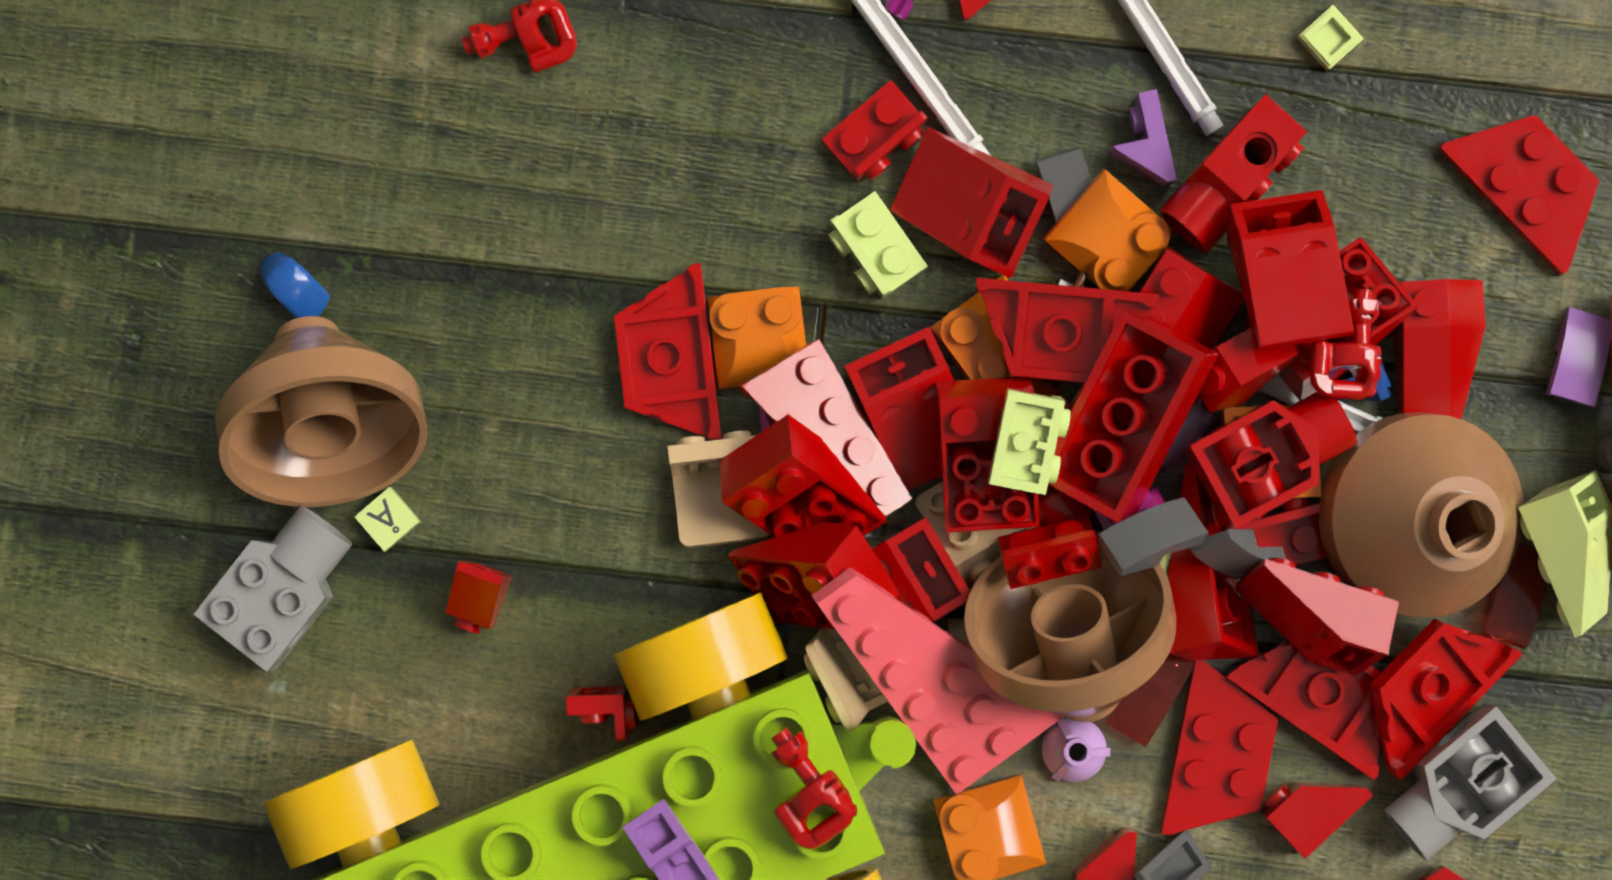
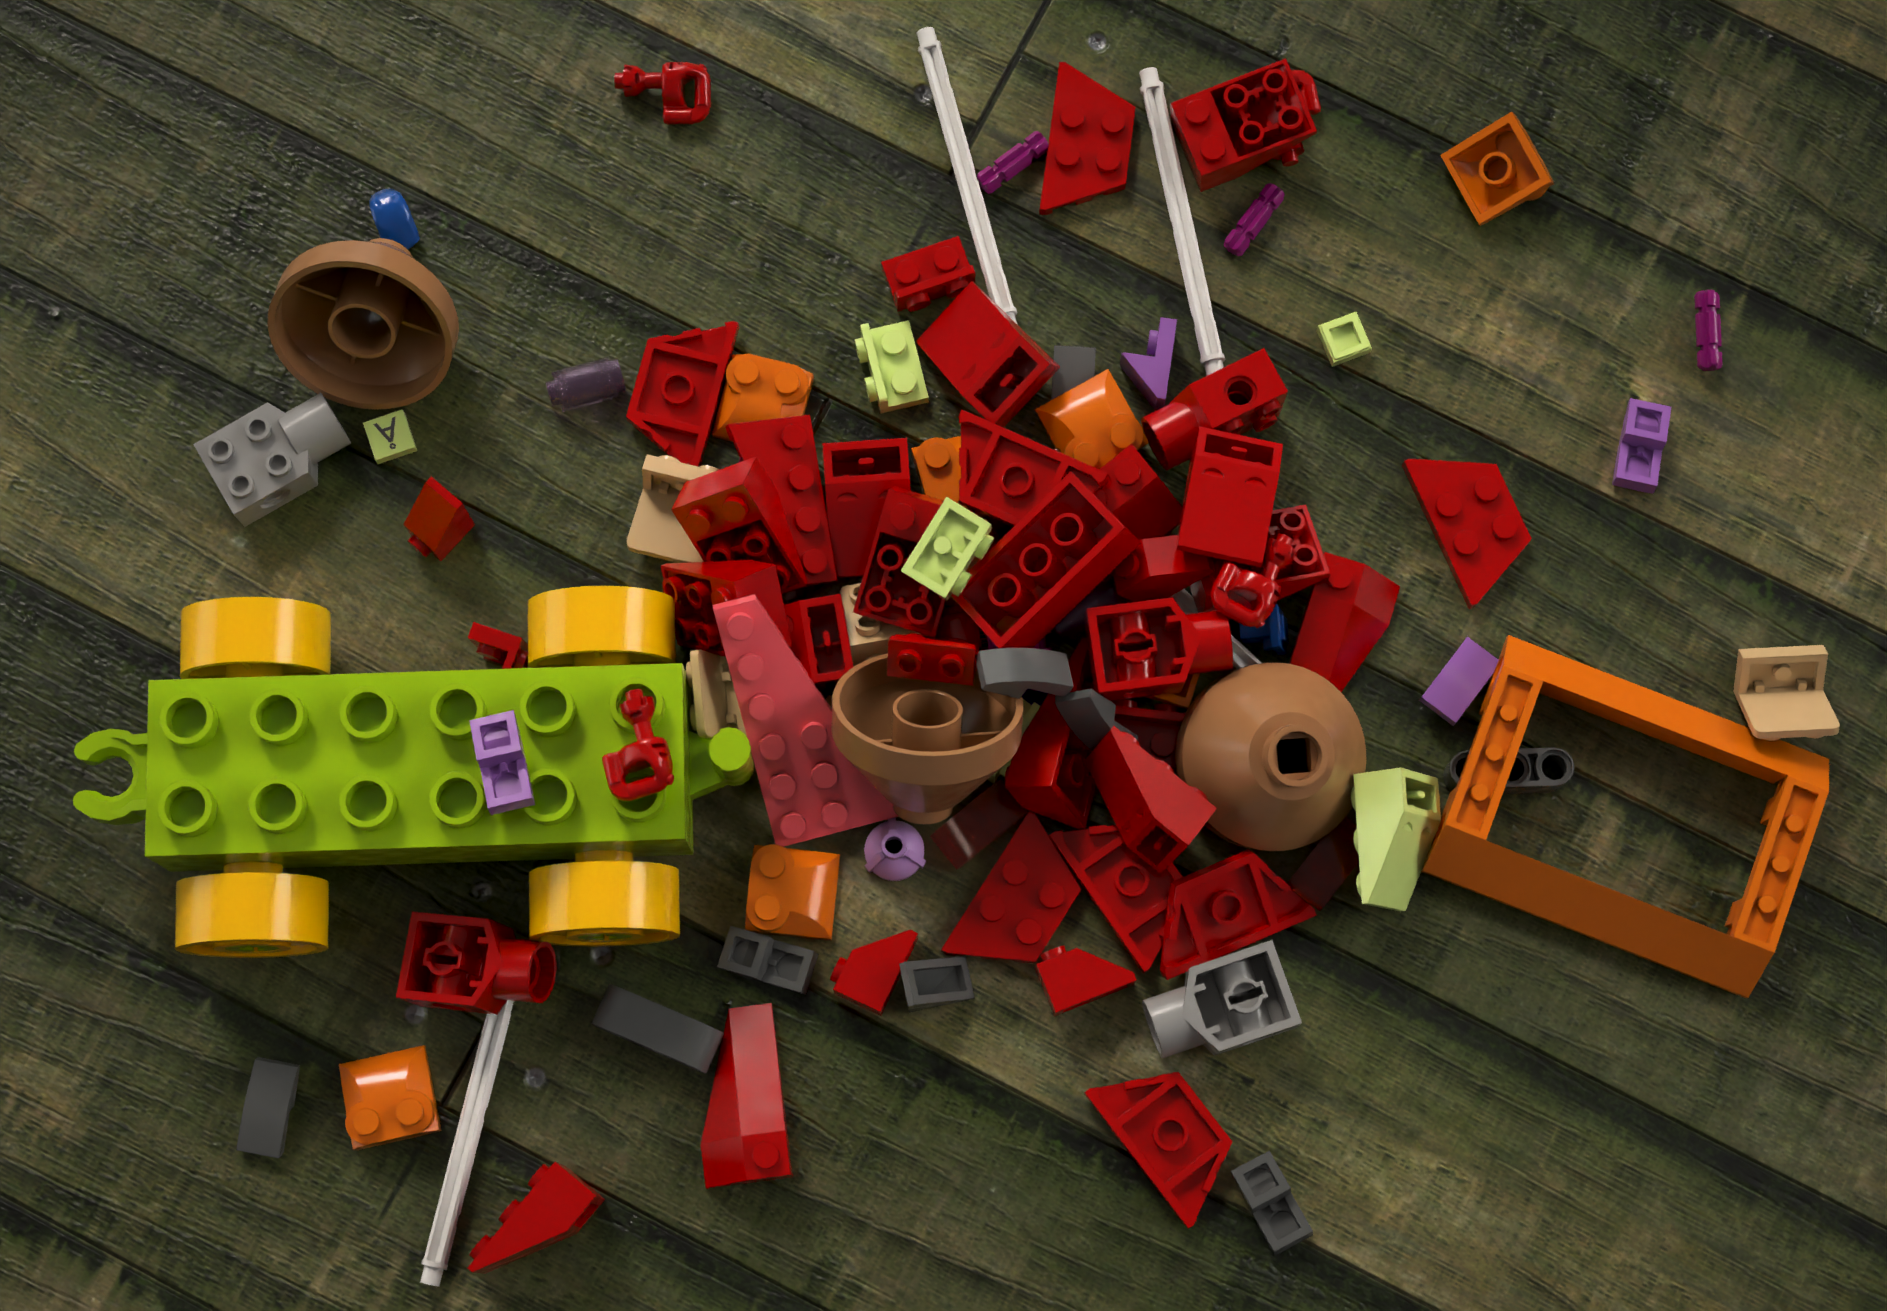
camera: 25 degrees right, 10 degrees down
(568, 388) = (585, 384): none -> head

